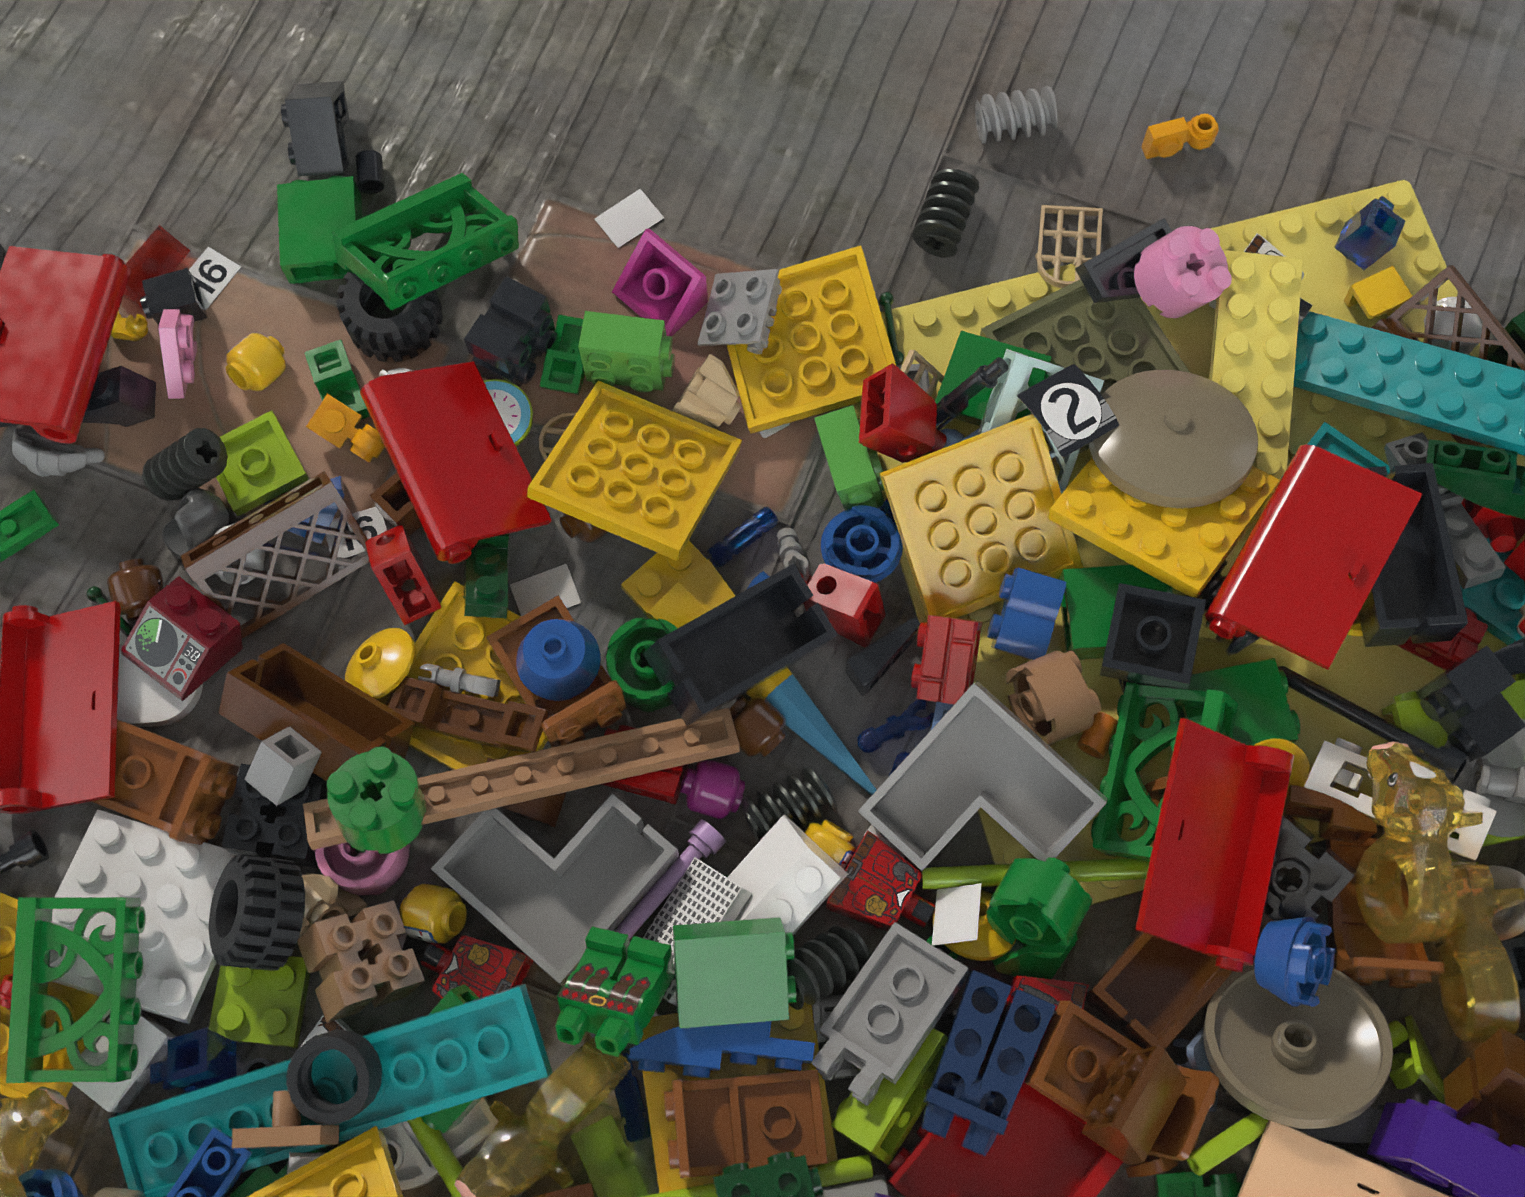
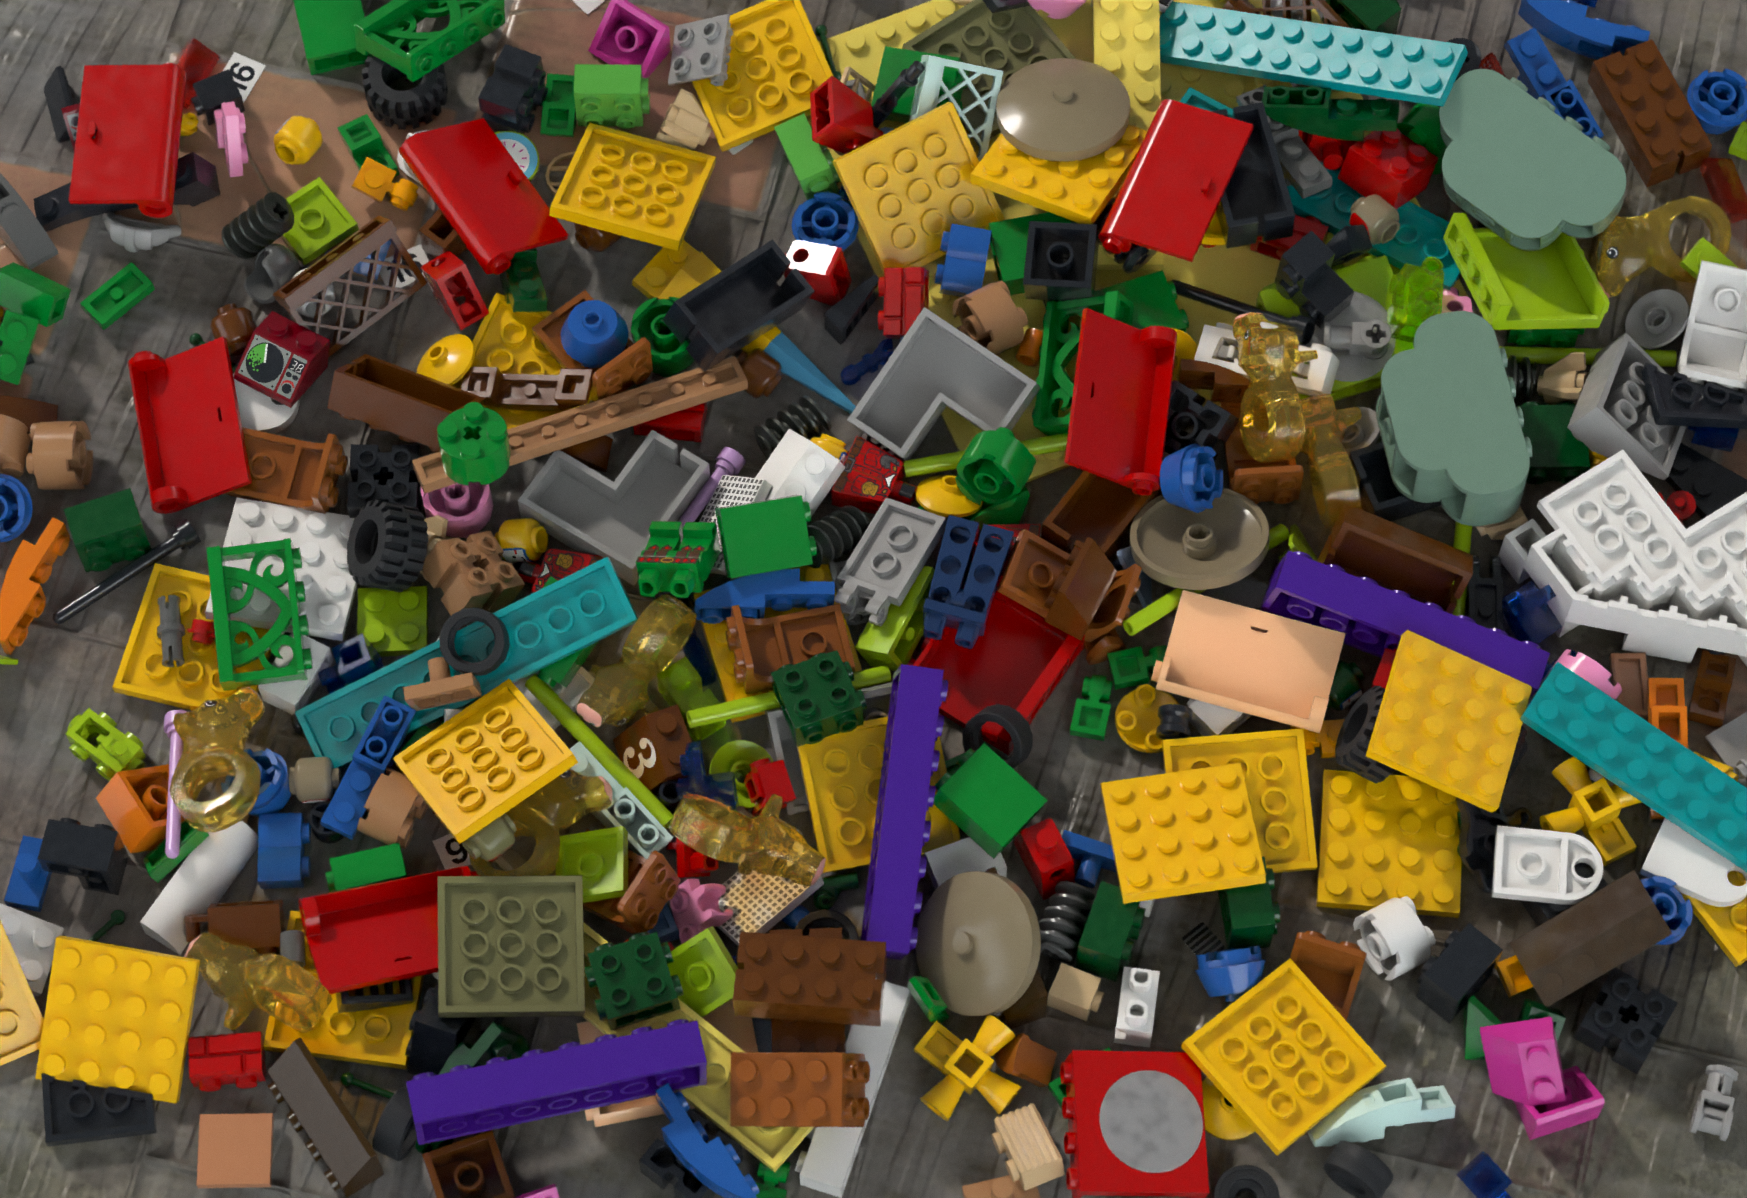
camera: 10 degrees left, 5 degrees down
(282, 765) = (391, 434): light grey brick -> none
(459, 680) = (515, 365): light grey piece -> none
(543, 587) = (567, 290): white sticker -> none
(712, 788) = (729, 423): magenta head -> none
(742, 536) = (726, 232): clear blue axle -> none
(792, 551) = (766, 233): light grey piece -> none
(956, 914) = (933, 486): white sticker -> none
(1069, 409) = (977, 95): sticker -> none

